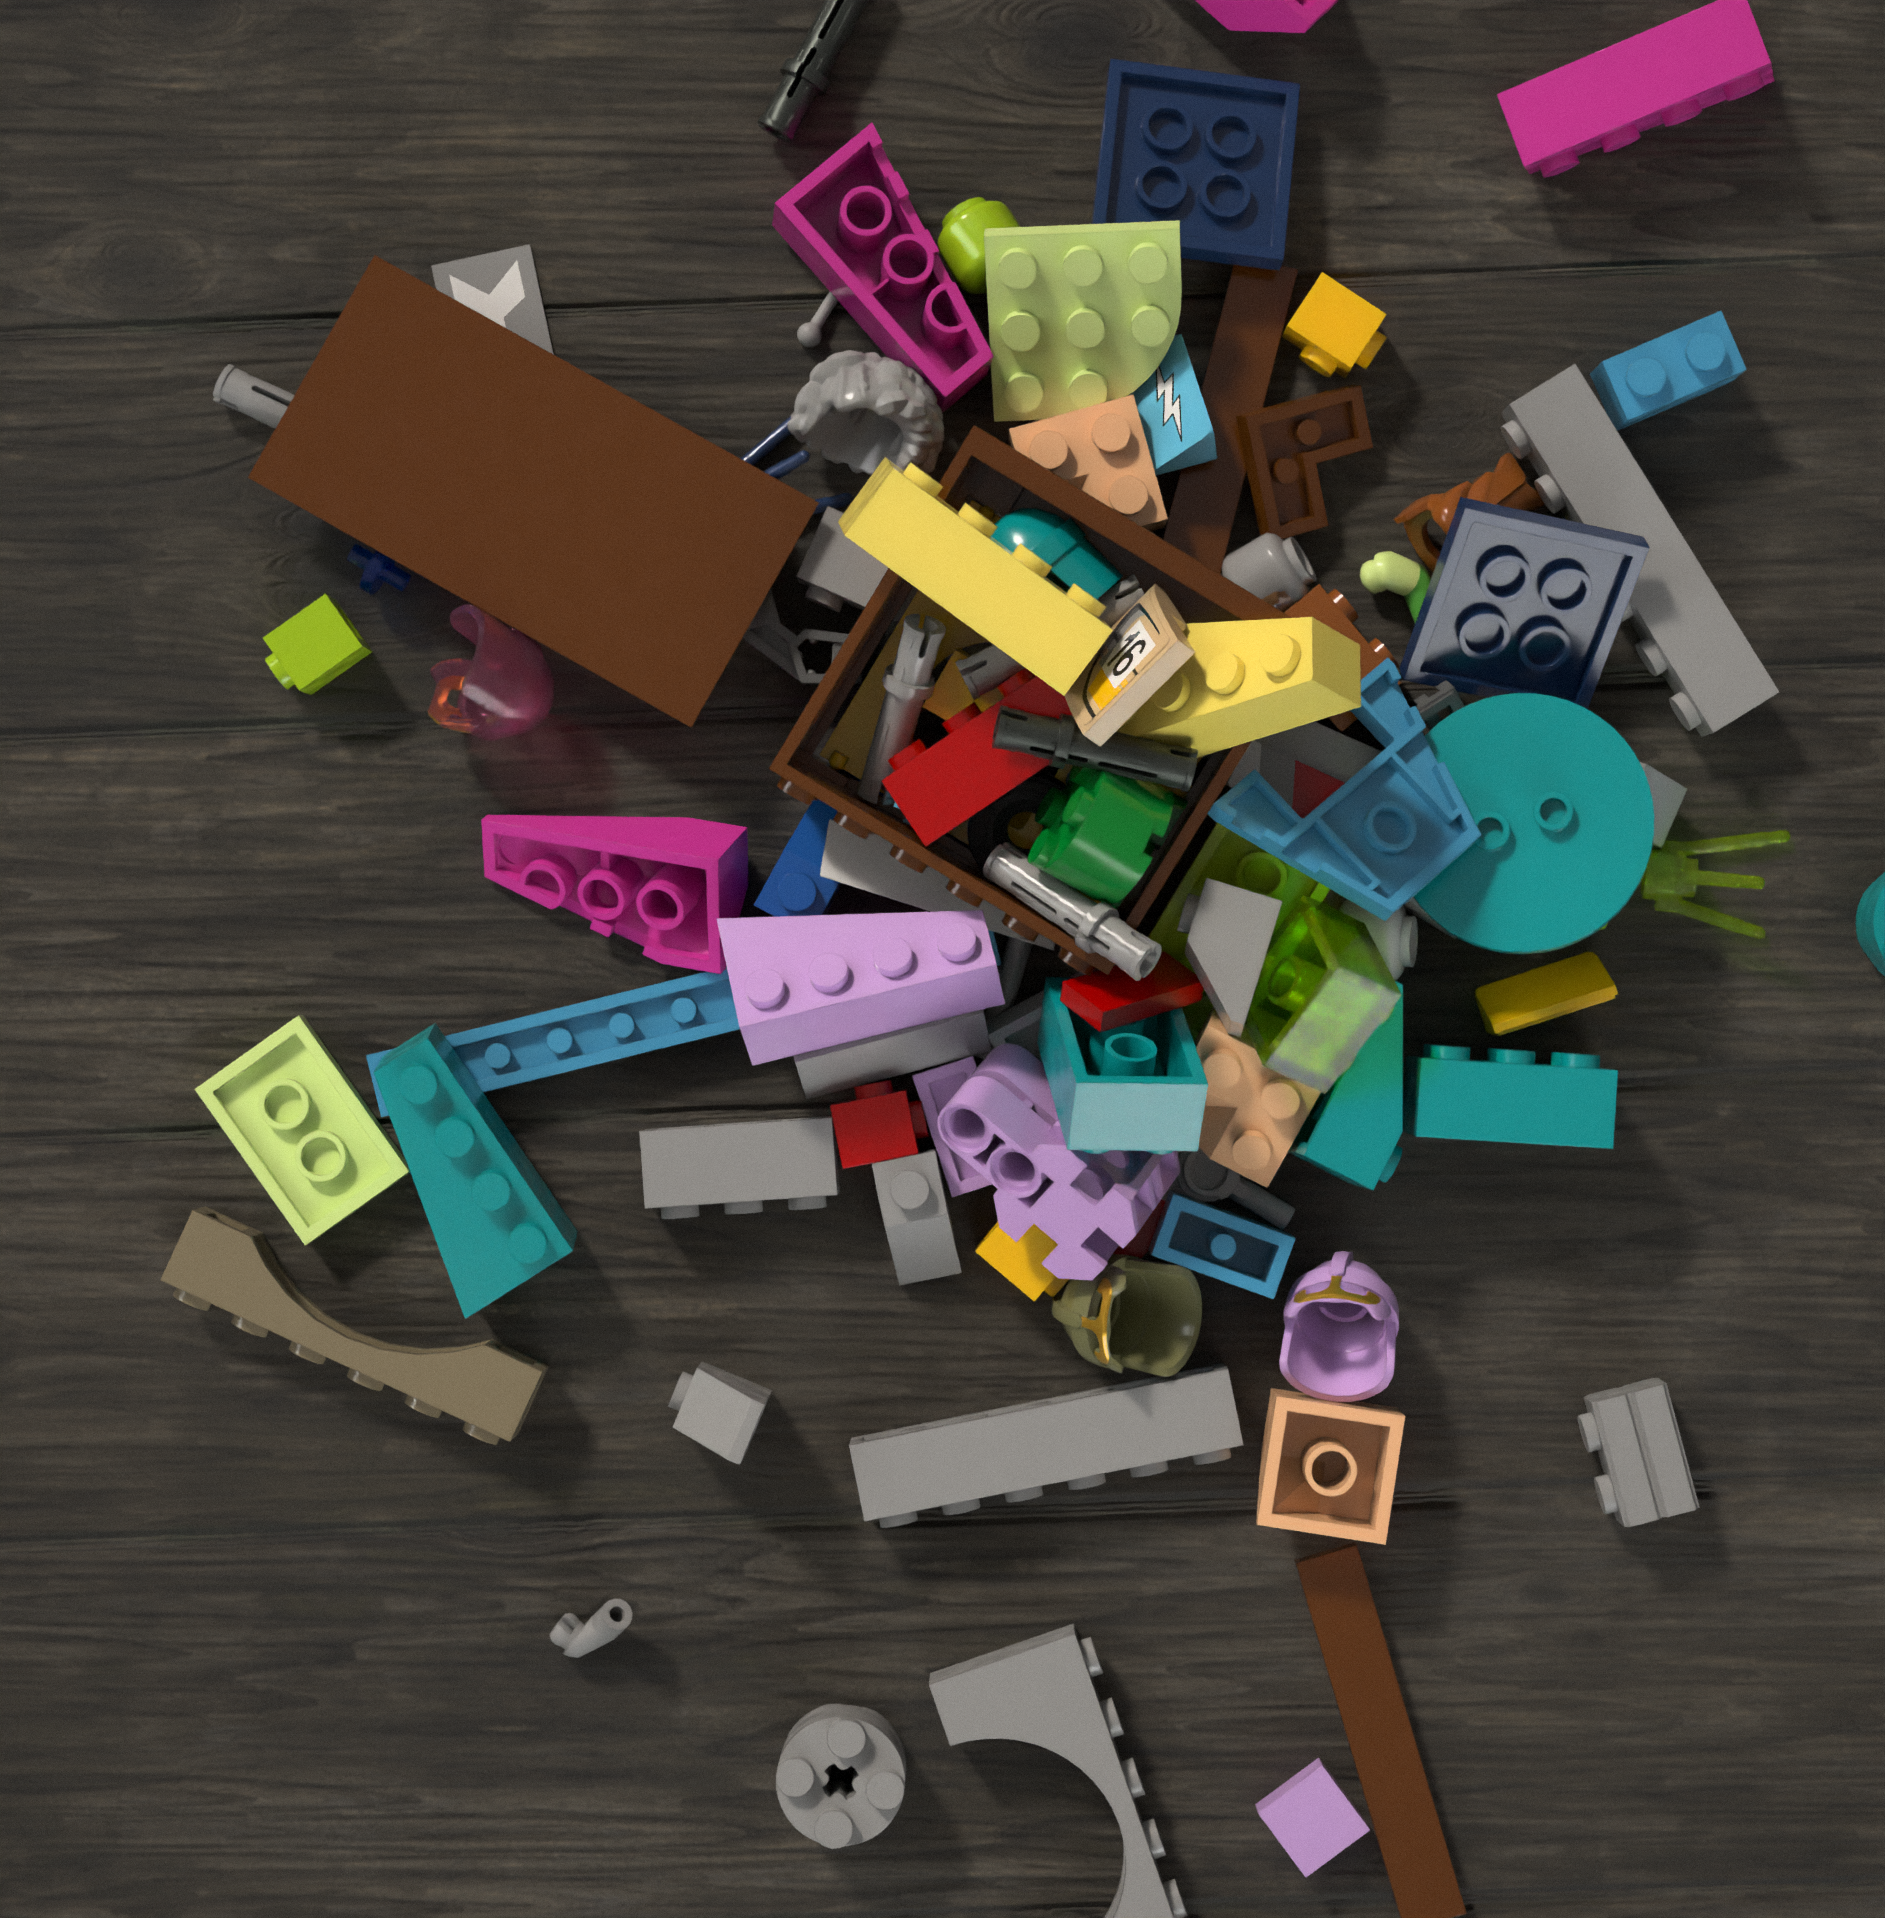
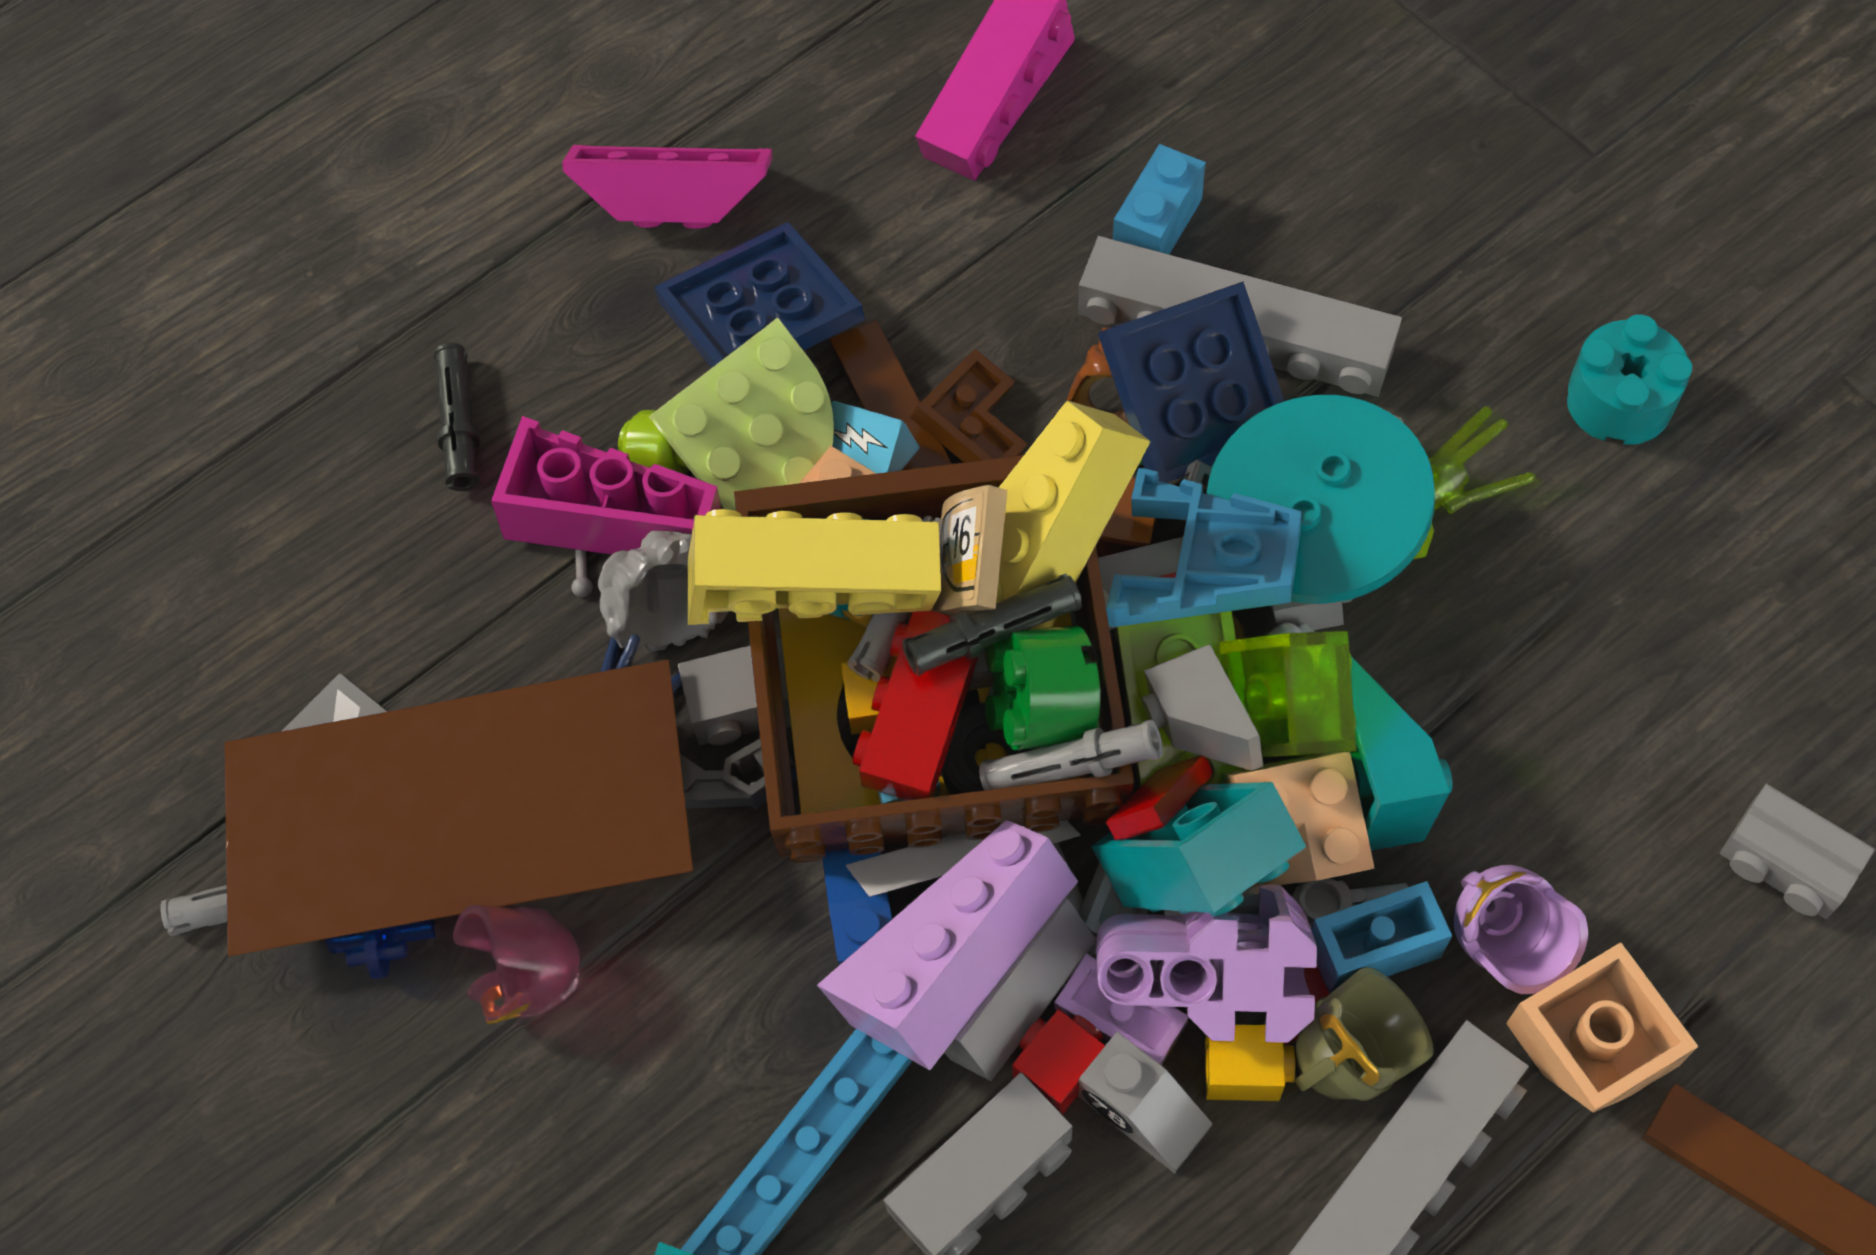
camera: 30 degrees left, 25 degrees down
(315, 646) = (365, 1044): lime brick -> none
(629, 876) = (732, 1027): dark pink wedge -> none
(907, 686) = (828, 713): light grey pin -> none
(1335, 329) = (930, 331): yellow brick -> none
(1510, 1097) = (1486, 673): teal brick -> none
(1544, 993) = (1434, 614): yellow slope -> none

